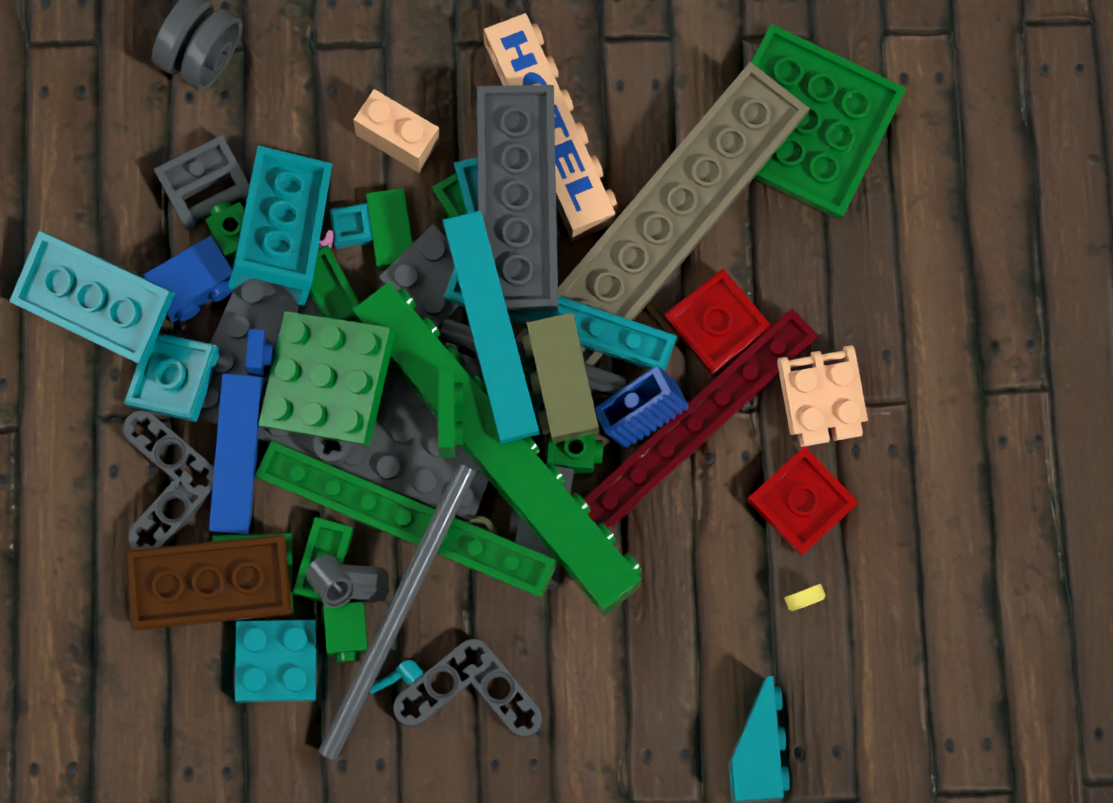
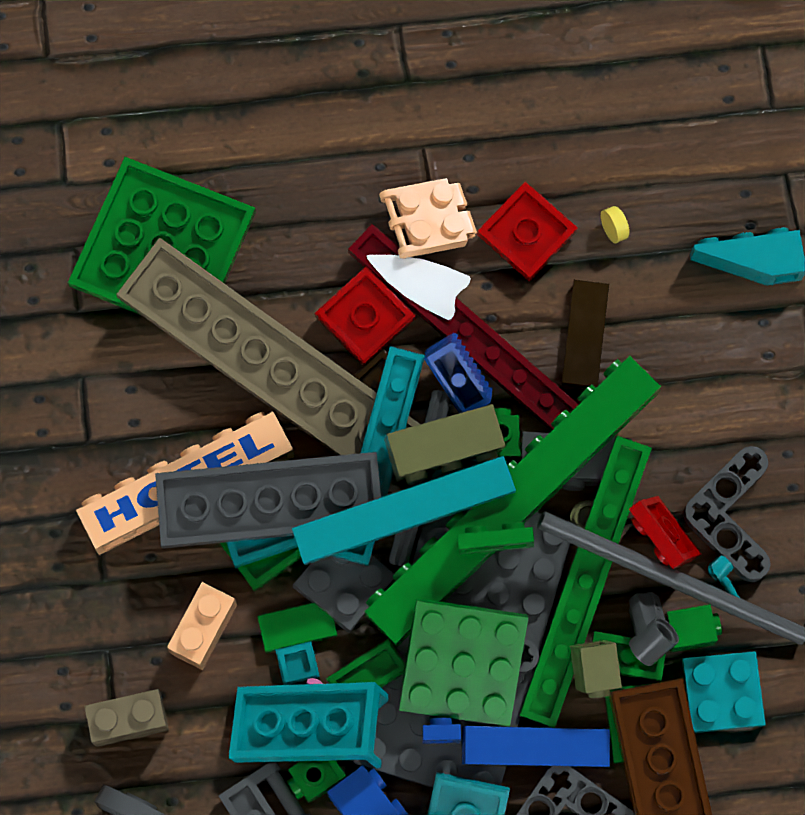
camera: 90 degrees left, 0 degrees up
(308, 517) = (596, 668): none -> olive brick
(310, 52) = (126, 718): none -> dark tan brick
(450, 608) = (670, 539): none -> red plate
(684, 554) = (585, 334): none -> dark brown tile
(750, 382) = (422, 281): none -> white sticker

